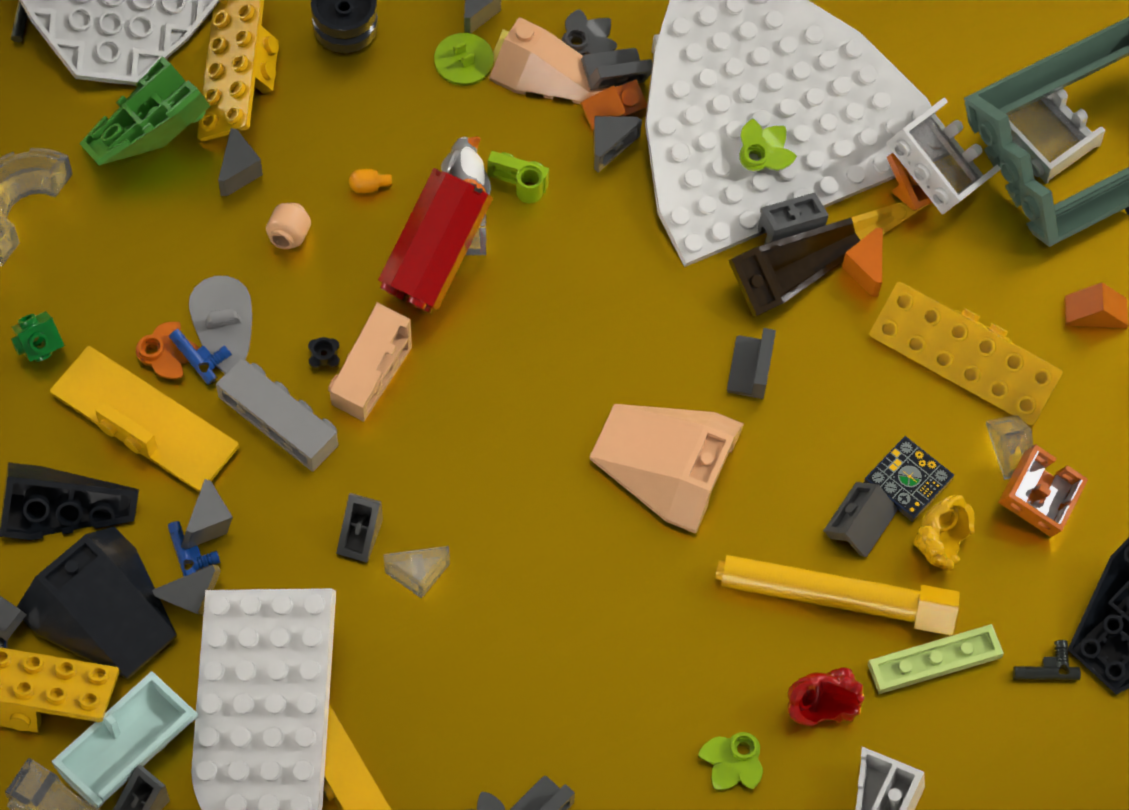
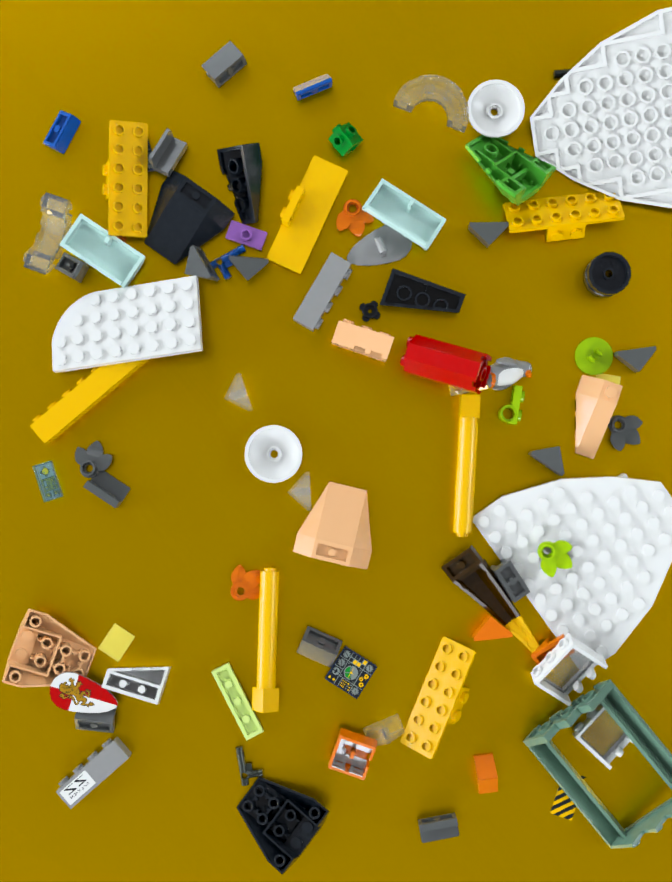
camera: 85 degrees right, 25 degrees up
(49, 104) = (497, 96): none -> white dish
(154, 516) = (246, 235): none -> medium lavender plate
(180, 272) = (404, 214): none -> light aqua container
(200, 356) = (352, 238): blue hose -> none
(288, 225) = (449, 271): light nougat head -> none
(311, 274) = (416, 293): none -> black wedge
(360, 527) = (257, 355): dark grey slope -> none
(368, 180) = (492, 314): light orange cylinder -> none
(514, 235) = (466, 463): none -> yellow brick
(533, 509) = (259, 451): none -> white dish
(598, 497) = (302, 491): none -> clear slope
(615, 68) = (601, 452): dark grey panel -> none
(615, 102) = (575, 456): orange slope -> none
(731, 765) = (153, 593): lime plate -> none
(737, 612) = (247, 581): none -> orange plate
(751, 365) = (409, 568): dark grey panel -> none
(825, 697) = (201, 641): red hair -> none
(944, 530) = (315, 695): yellow hair -> none

